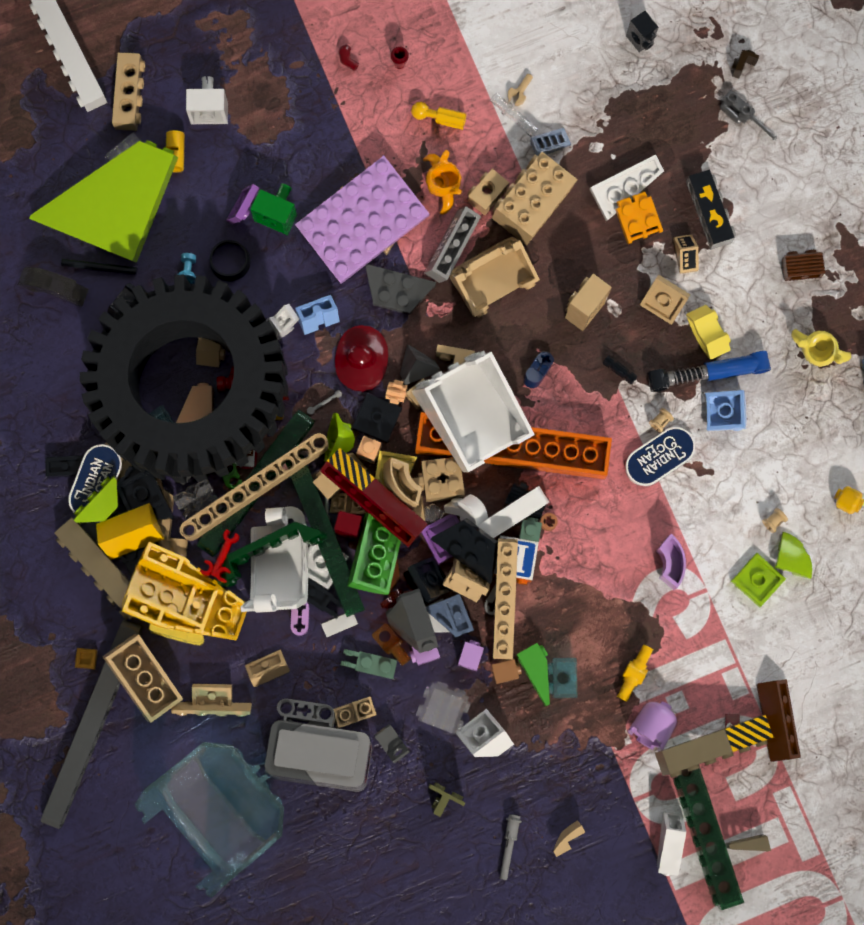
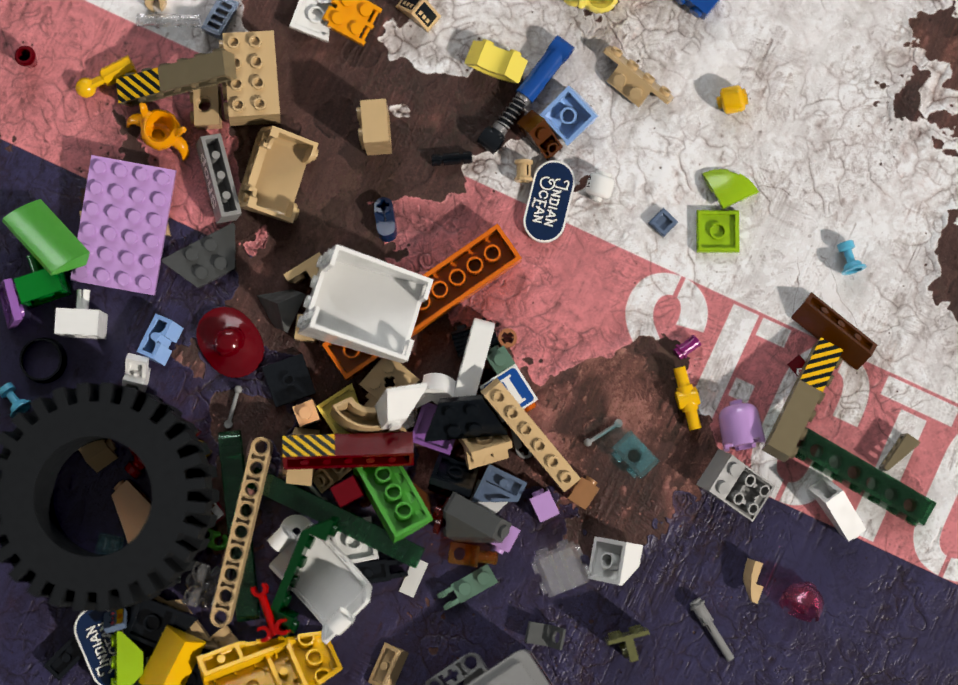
camera: 40 degrees left, 5 degrees up
(119, 469) = (115, 620): none -> sand blue tile
(278, 256) = (81, 321): none -> white brick
(305, 182) = (46, 237): none -> bright green slope
(305, 620) = (383, 601): lavender beam -> none
(339, 436) = (272, 425): lime hat -> none
(354, 712) = (491, 637): tan slope -> none
(396, 392) = (285, 344): light nougat gear -> none
(435, 495) = (397, 404): none -> white slope
(485, 154) = (176, 78): none -> dark tan brick
(535, 667) = (604, 466): bright green slope -> none
(572, 647) = (617, 423): none -> light grey hinge
(590, 884) = (803, 601): none -> clear pink cylinder
(615, 762) = (735, 485): none -> light grey slope
(665, 299) = (436, 66): tan bracket -> none
(665, 638) = (686, 347): none -> magenta pin
(673, 562) = (637, 279): lavender brick -> none
(694, 406) = (539, 134): none -> reddish brown slope
(704, 476) = (599, 185): none -> white head
(725, 540) = (663, 222): none -> sand blue tile
(775, 520) = (688, 170): tan bush -> none
(790, 427) = (632, 81): none -> tan bracket
(831, 687) = (852, 265): none -> medium azure piece

